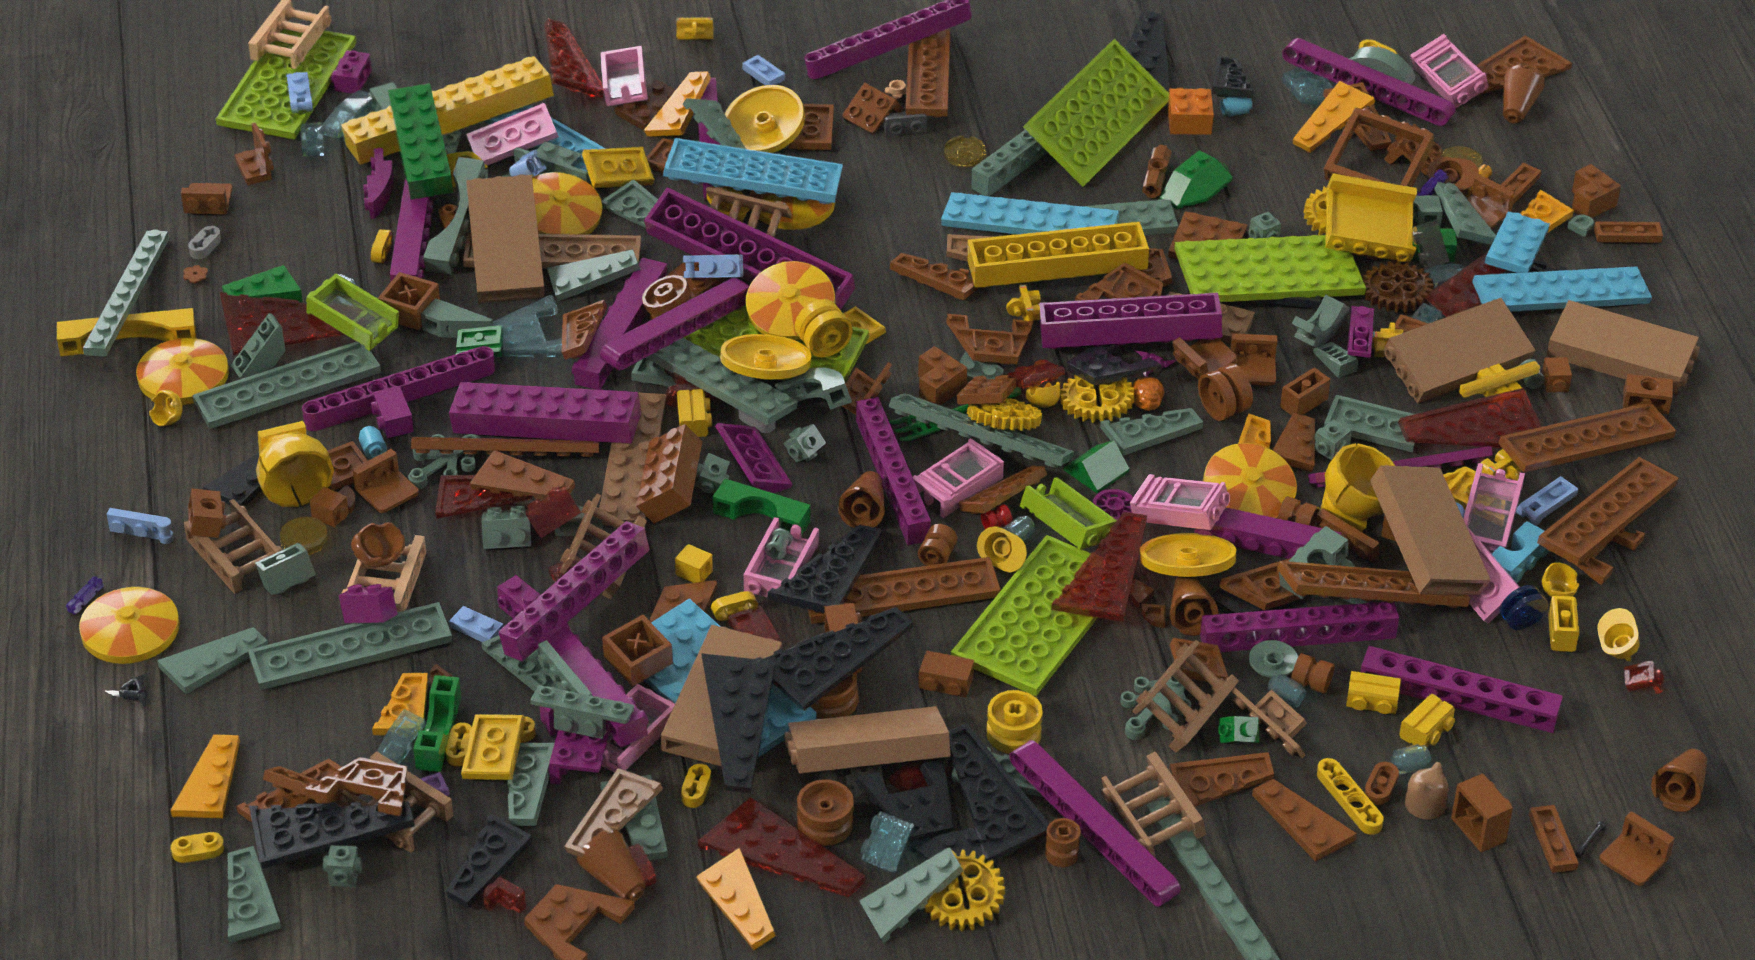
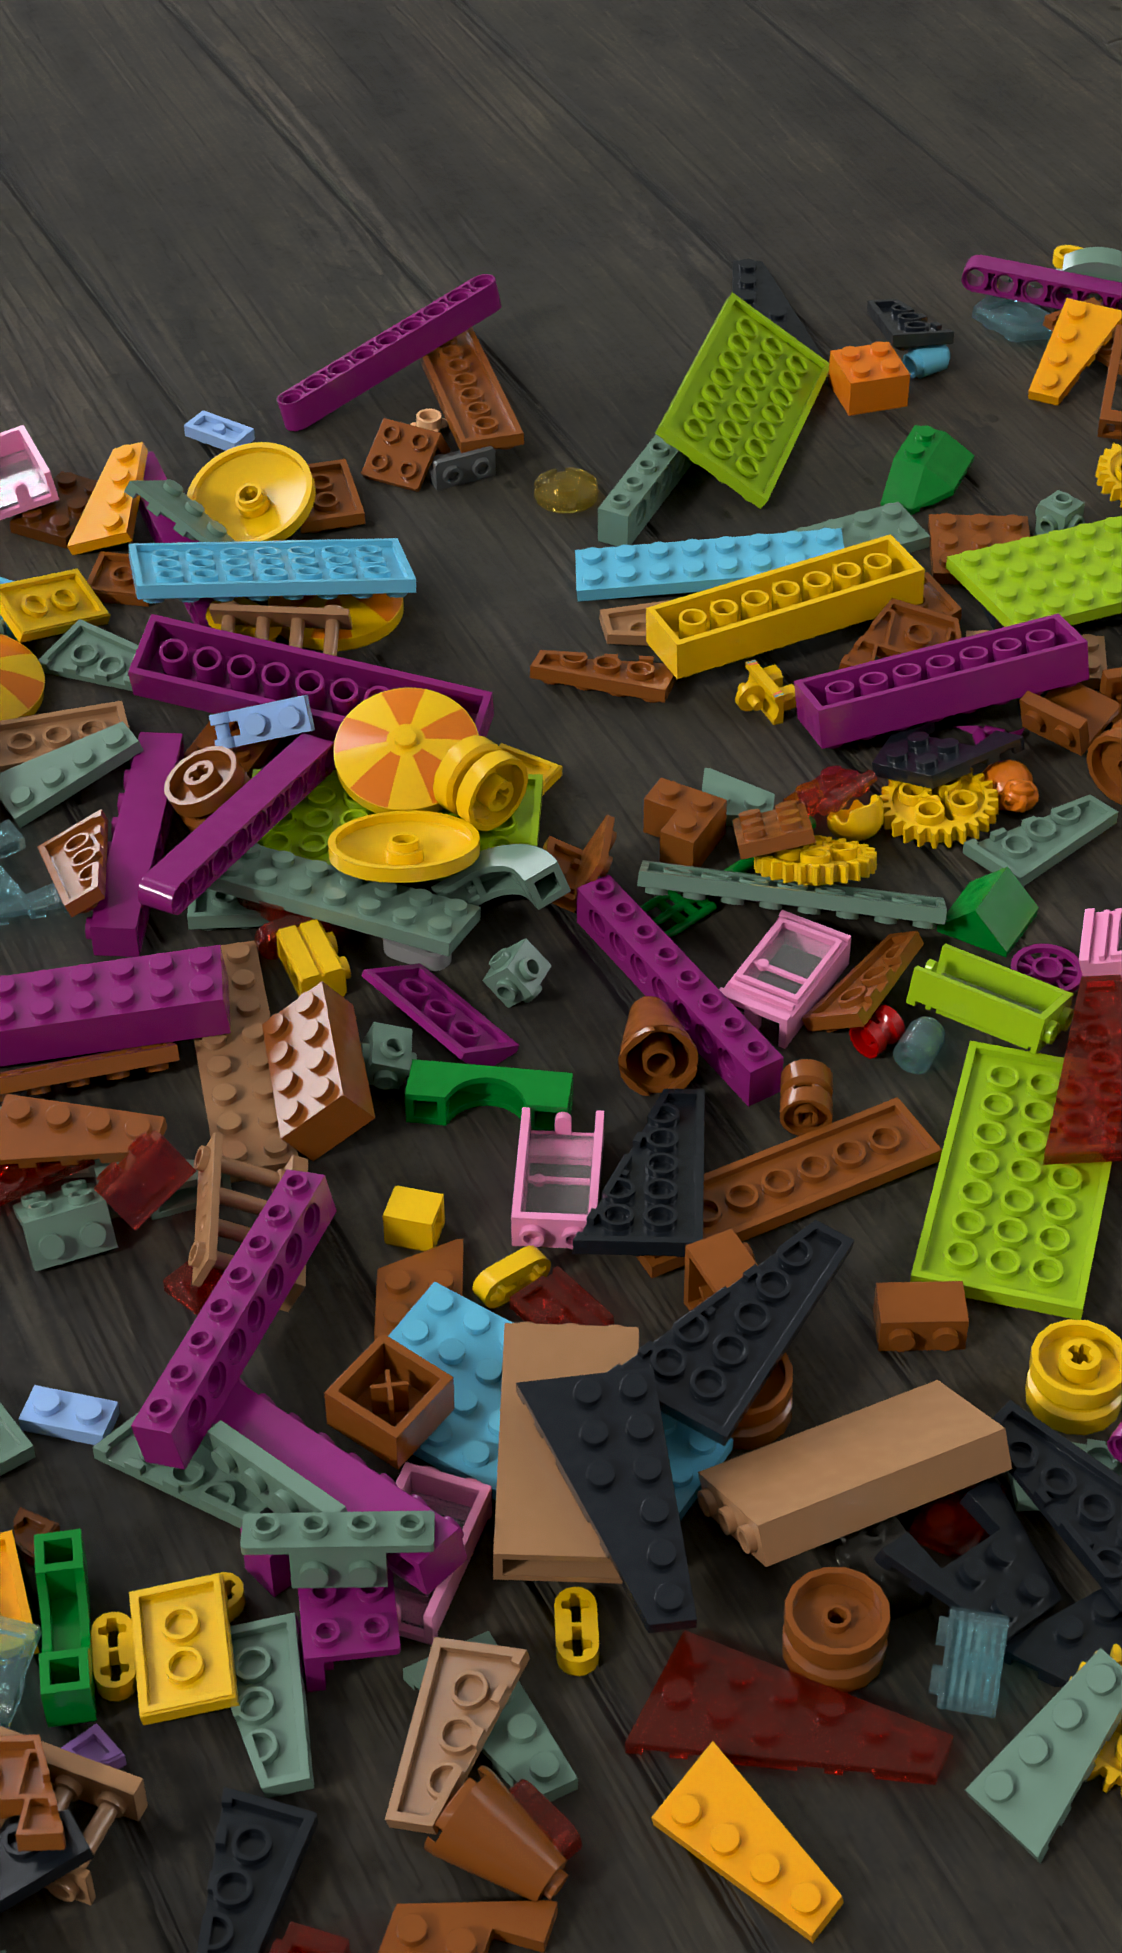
camera: 15 degrees left, 0 degrees up
(515, 596) = (133, 1350): magenta brick -> none
(694, 28) = (92, 390): yellow hips -> none
(778, 544) = (545, 1151): sand green bush -> none
(989, 344) = (737, 760): dark orange wing -> none
(1003, 547) = (919, 1077): yellow piece -> none
(1156, 171) = (861, 467): dark orange piece -> none

